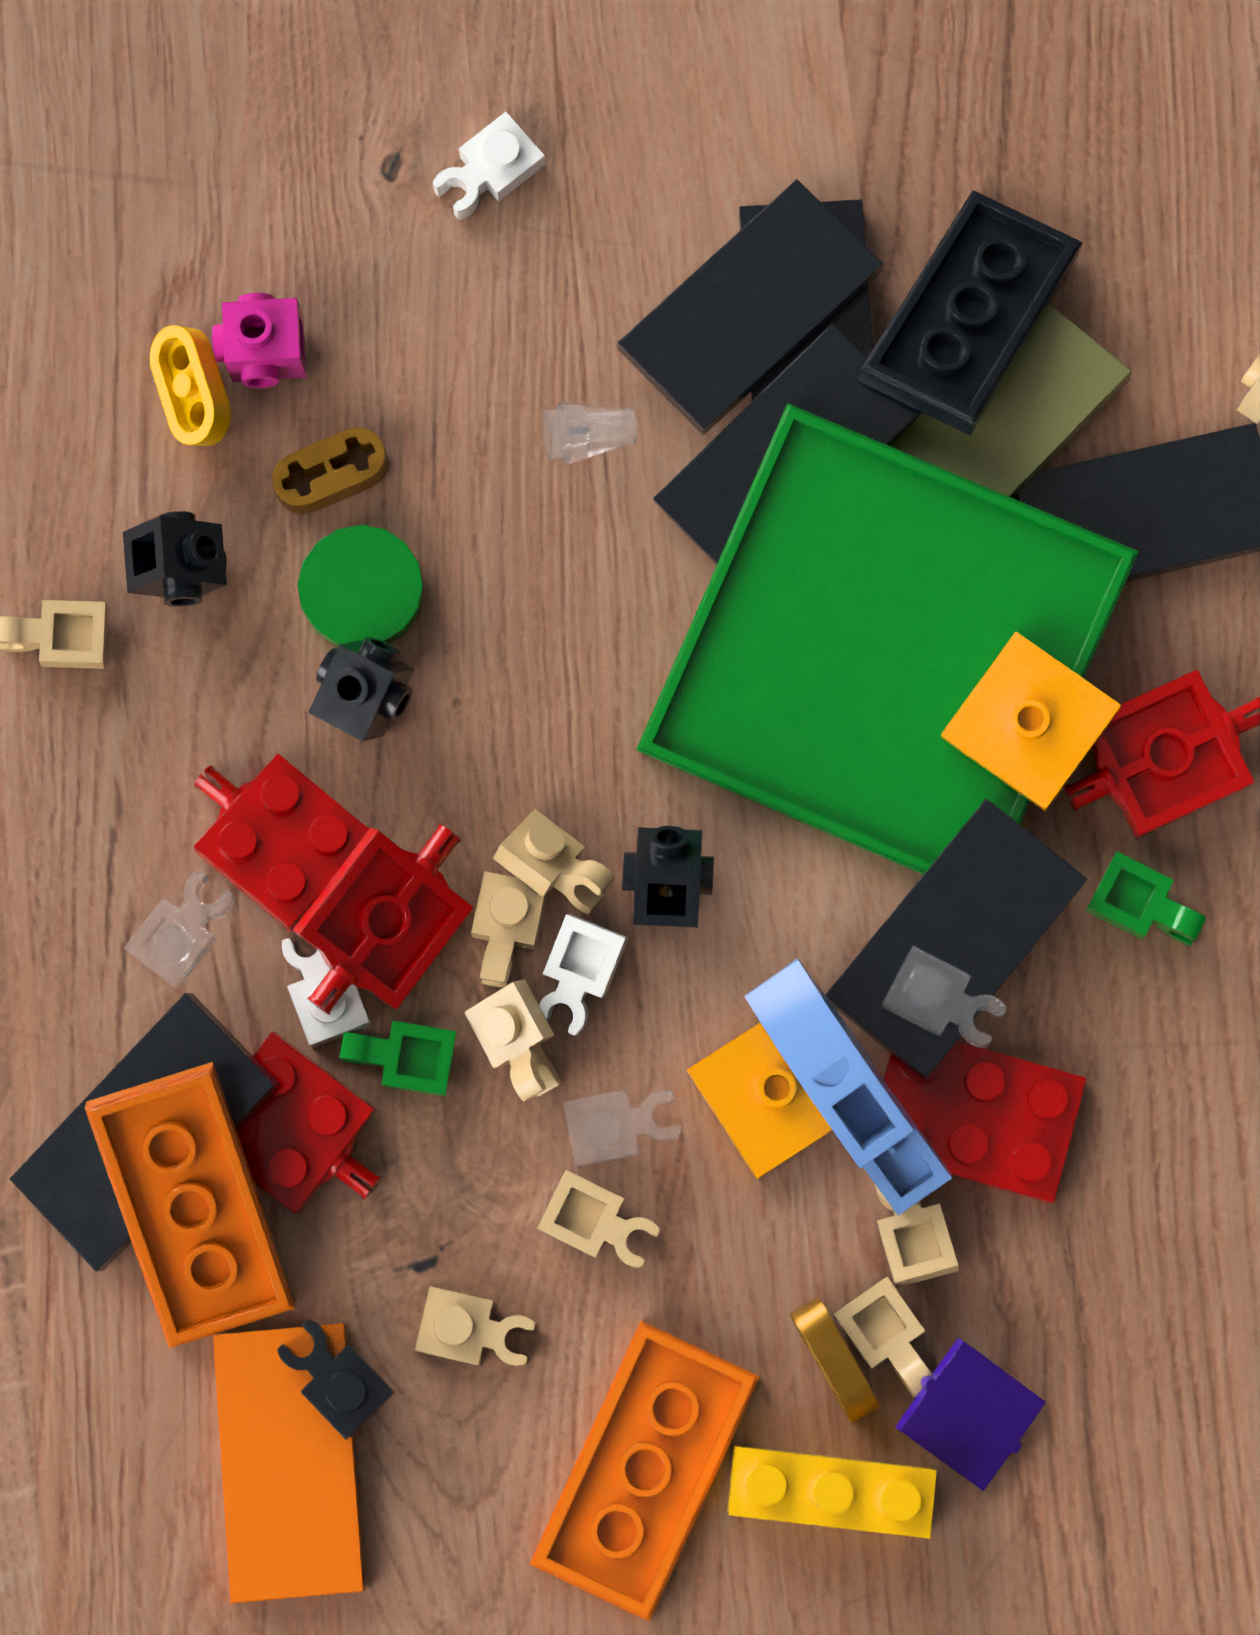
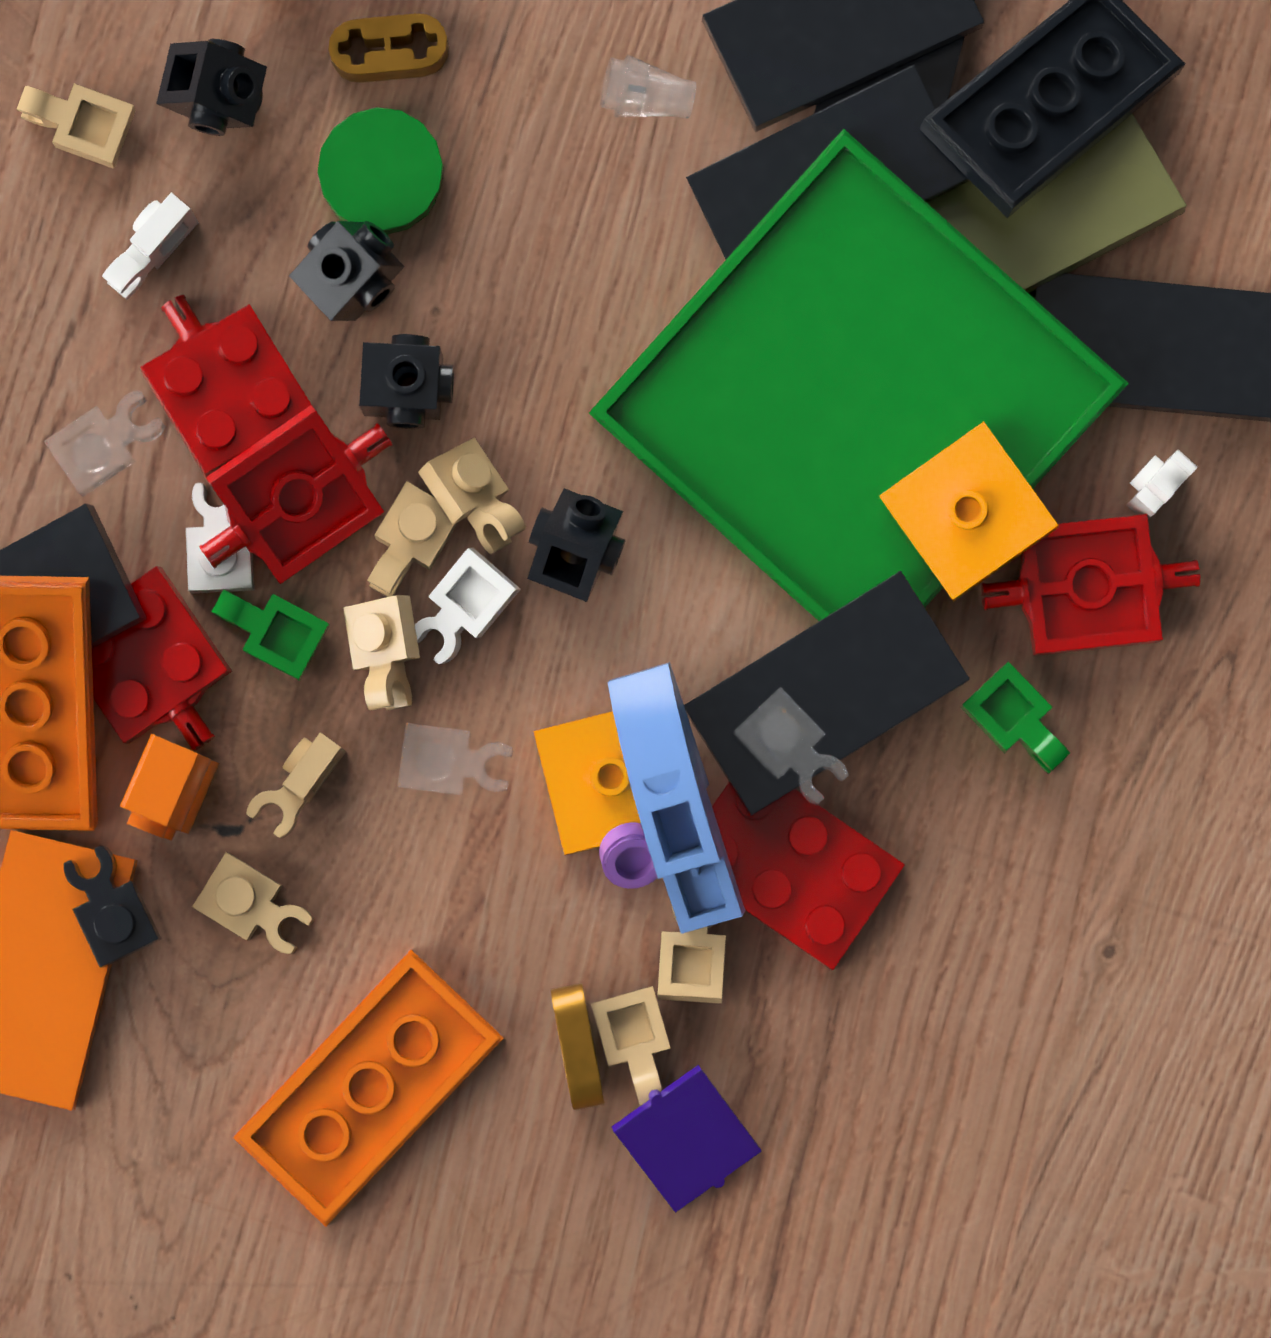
camera: 15 degrees right, 5 degrees up
(168, 717) = (158, 233): none -> white plate
(355, 1240) = (167, 788): none -> orange brick
(448, 753) = (388, 365): none -> black brick
(483, 1178) = (308, 769): none -> tan plate
(587, 1217) = (394, 838): tan plate -> none
(820, 1158) = (627, 857): none -> medium lavender tile
(831, 1491) = (531, 1165): yellow brick -> none
(1199, 635) = (1159, 482): none -> white plate

